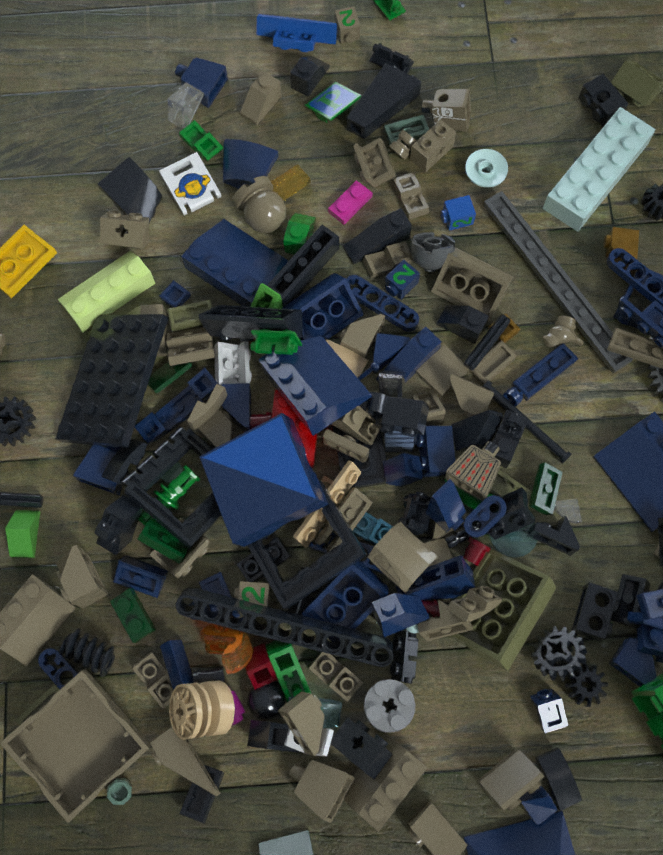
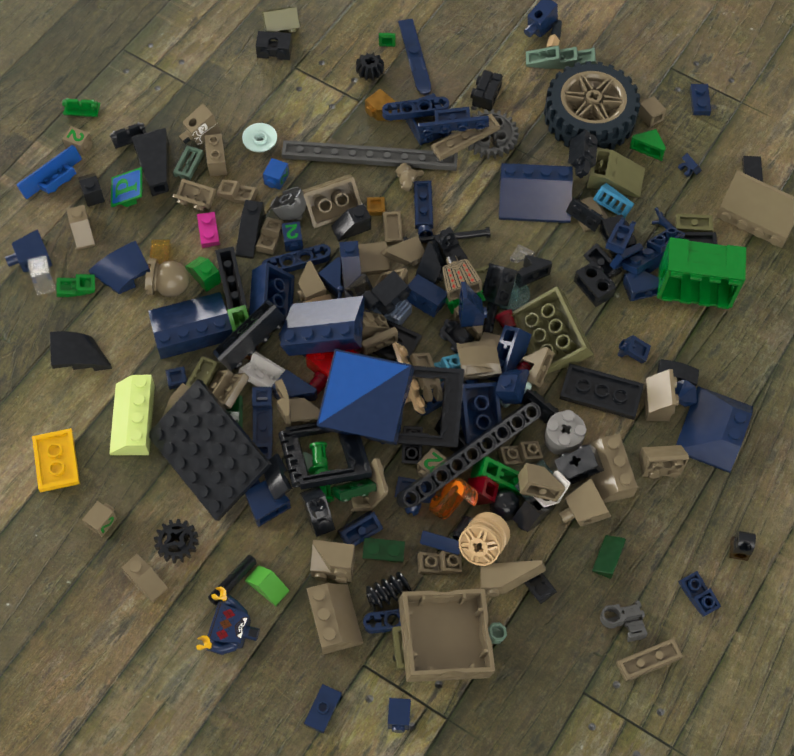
camera: 55 degrees left, 10 degrees down
(114, 234) = (111, 371): dark tan brick -> none
(191, 186) = (105, 313): white container -> none
(284, 341) = (272, 330): green hinge -> none
(399, 148) = (199, 169): dark tan wheel -> none
(403, 470) = (422, 321): dark blue brick -> none
(471, 710) = (601, 391): none -> black plate
(476, 604) = (541, 337): dark tan slope -> none
(485, 516) = (492, 294): dark blue plate -> none
(487, 342) = (378, 219): black axle -> none
(545, 489) = (498, 254): plate -> none
(559, 663) = (604, 317): black gear -> none
(581, 692) = (634, 319): black gear -> none
(598, 169) = (318, 81): light aqua brick -> none

